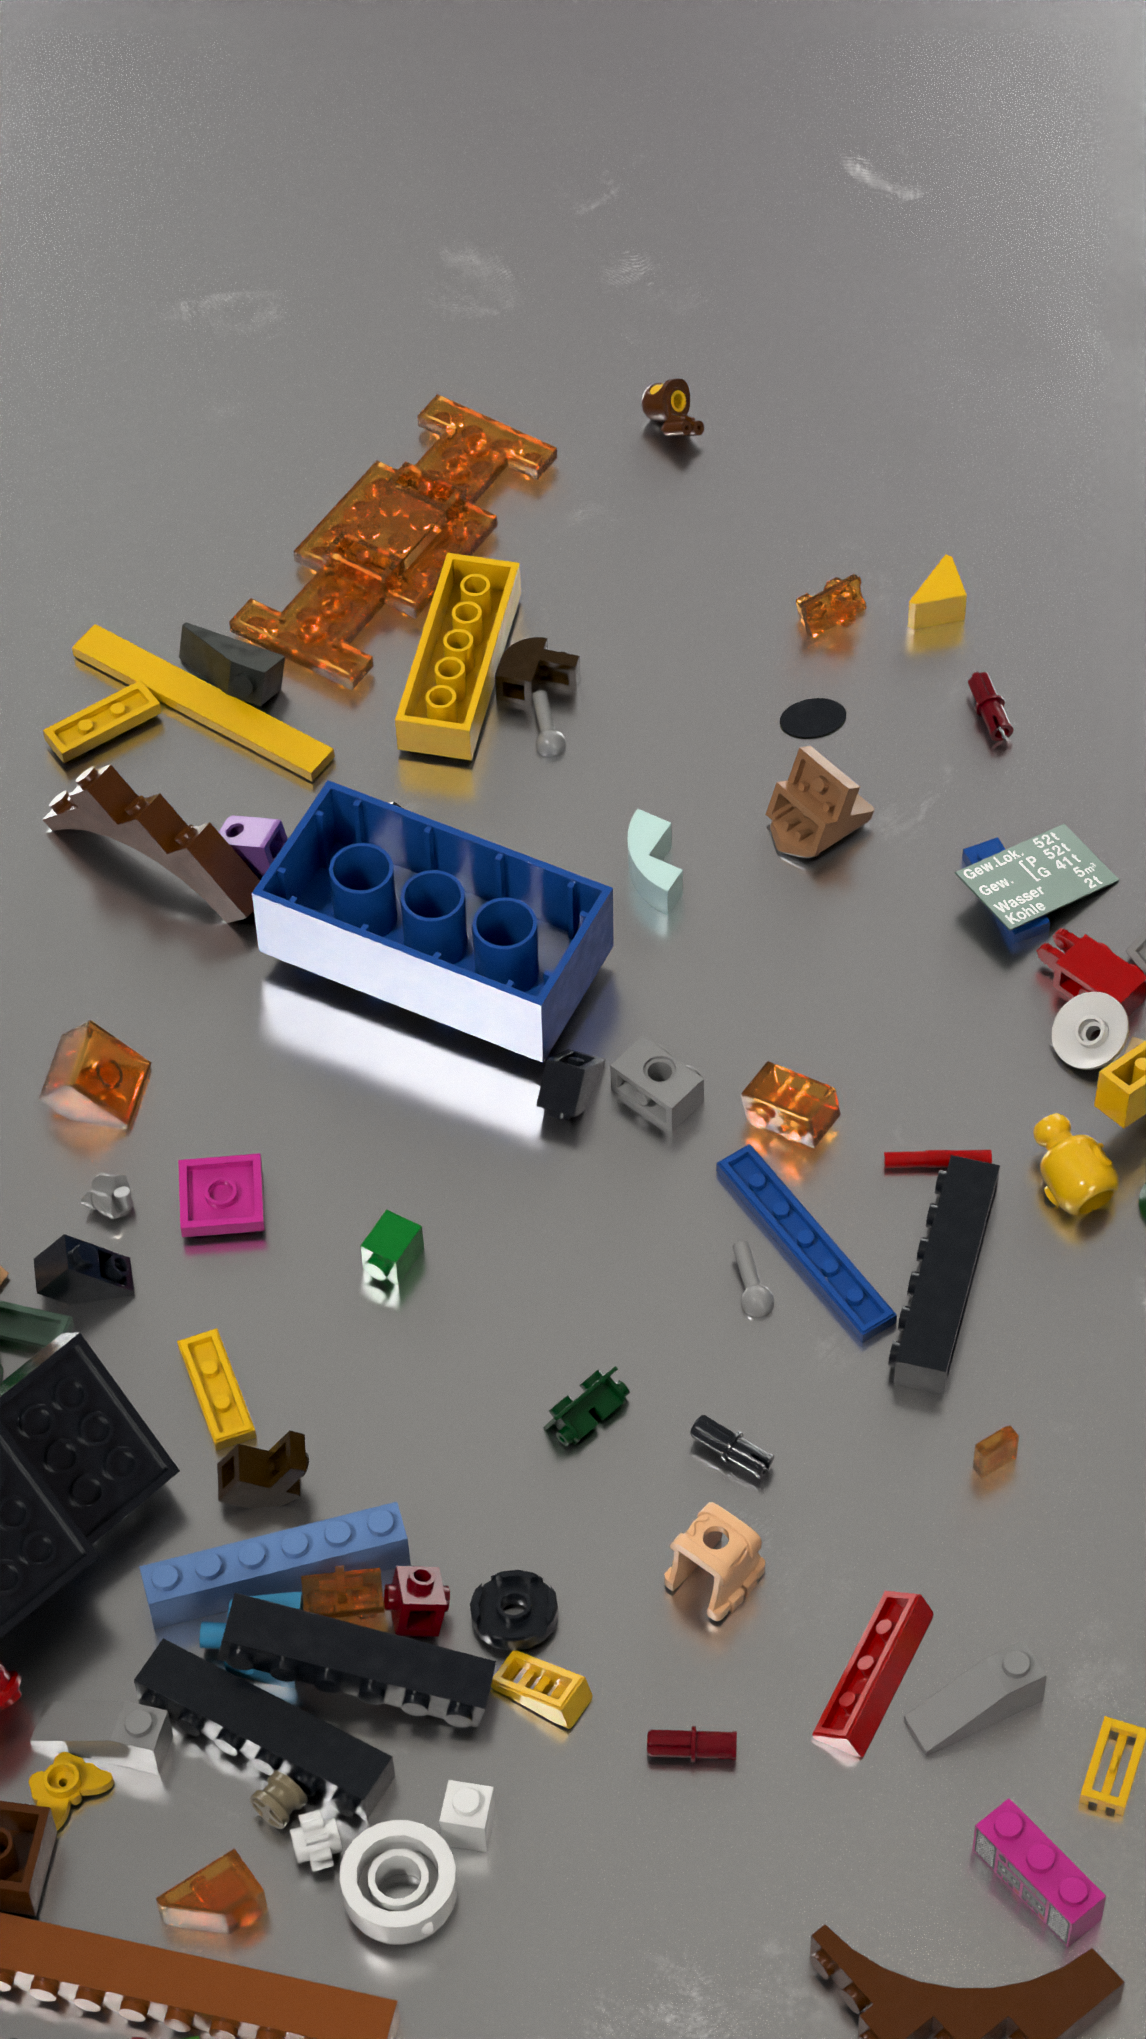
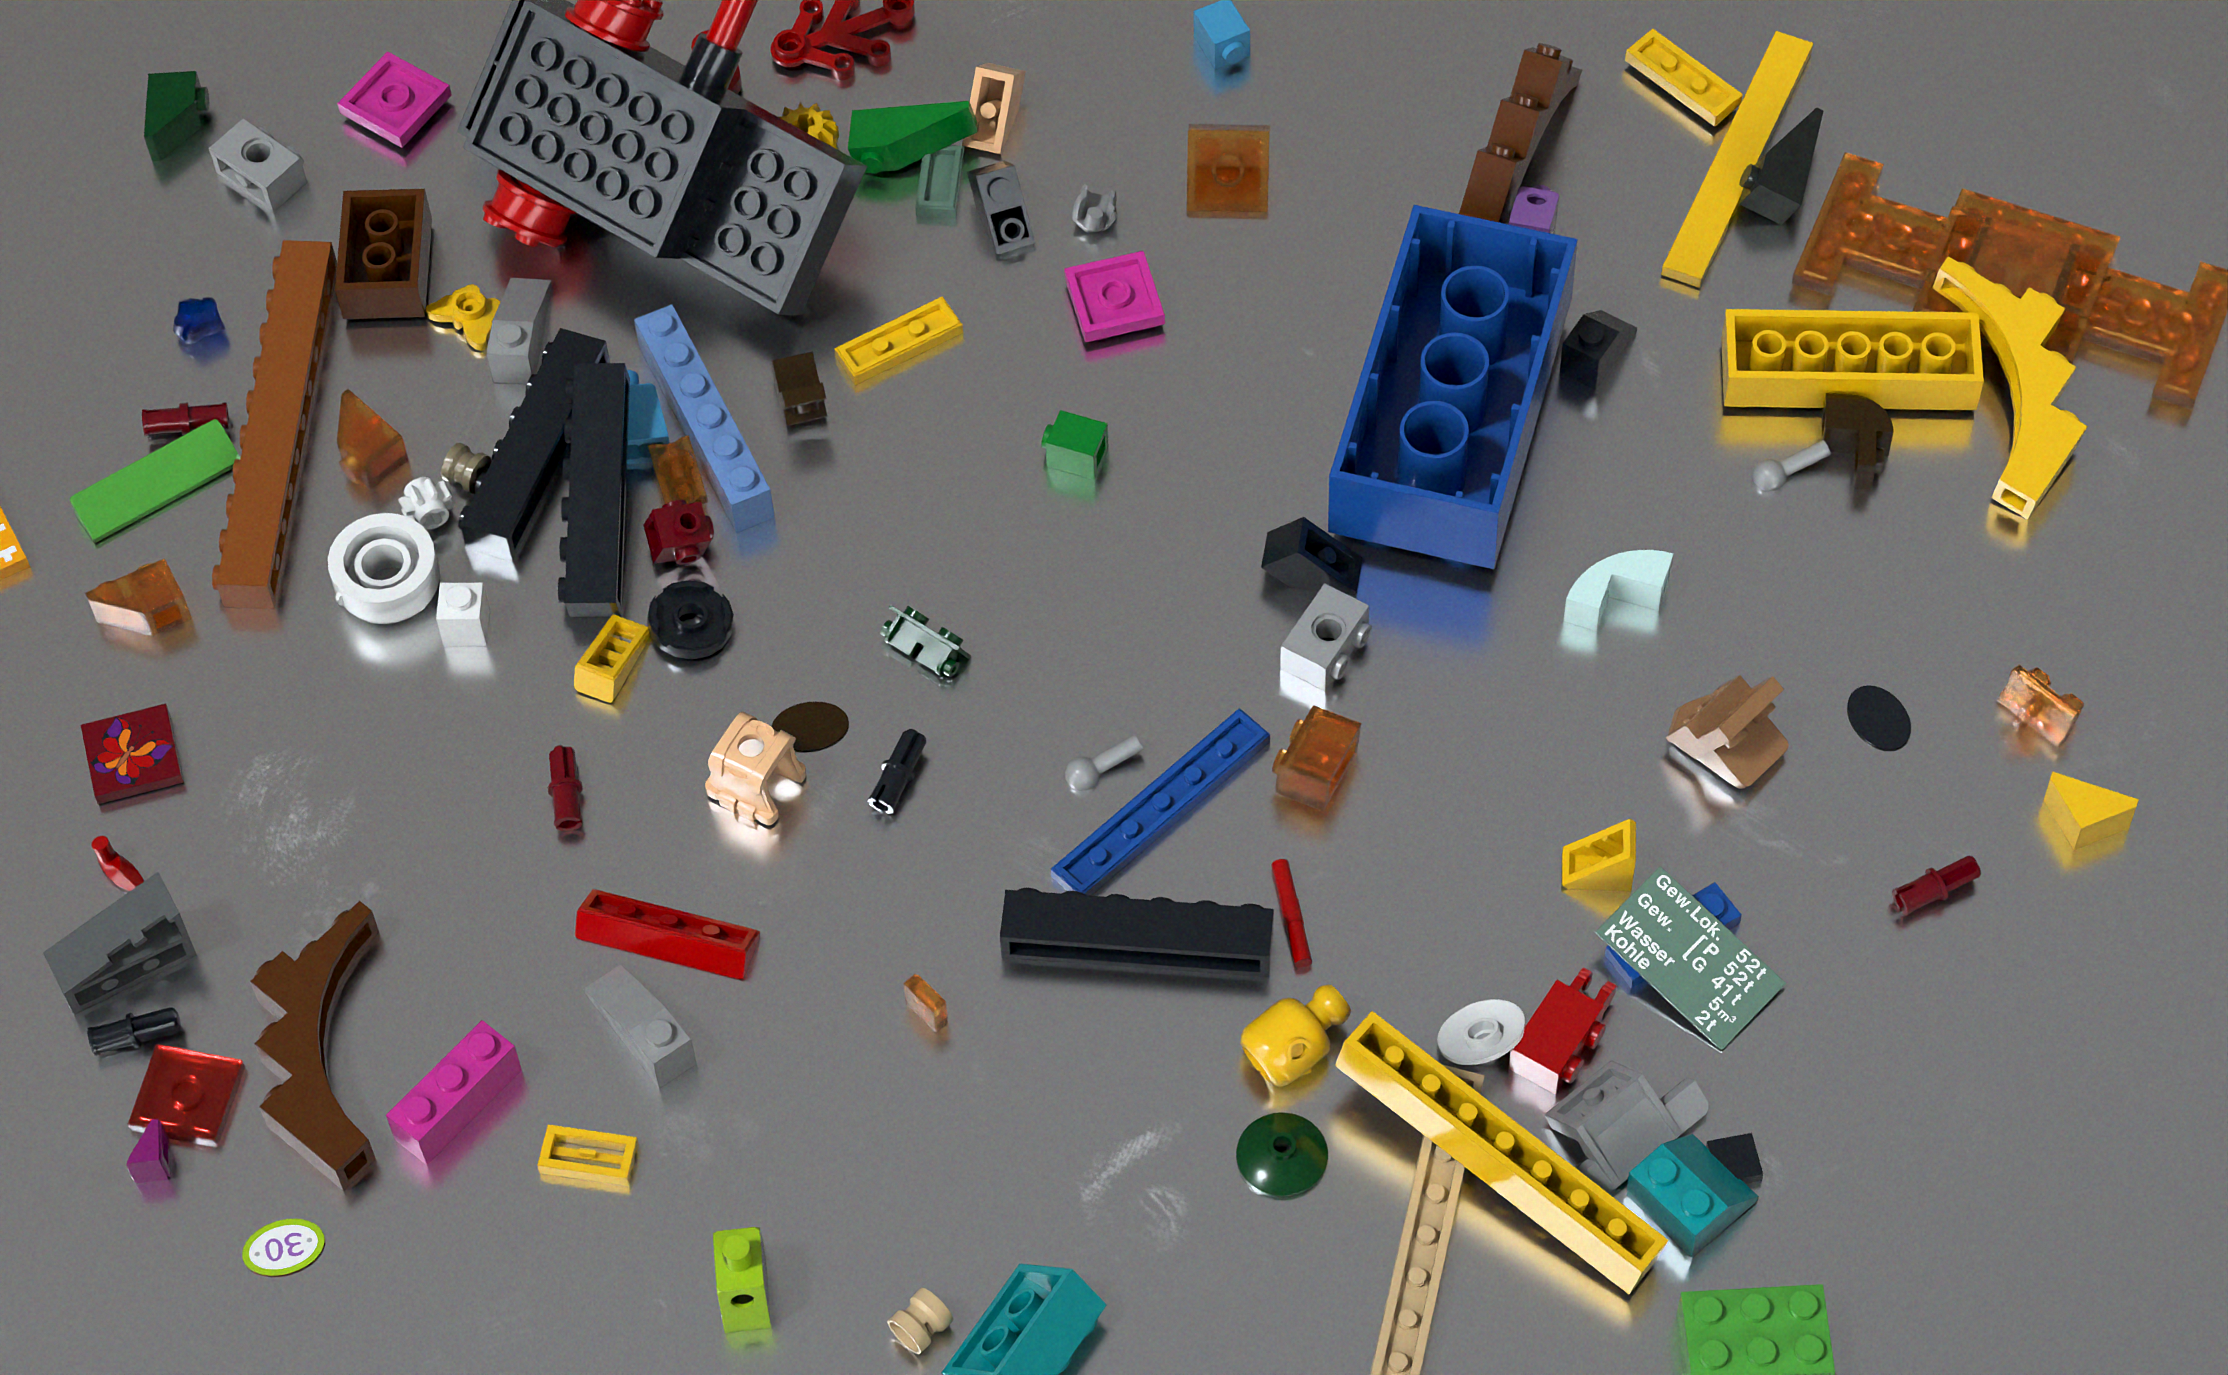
camera: 80 degrees right, 5 degrees up
(521, 535) = (2036, 378): none -> yellow arch
(655, 1522) = (812, 724): none -> dark brown sticker
(930, 916) = (1602, 859): none -> yellow slope

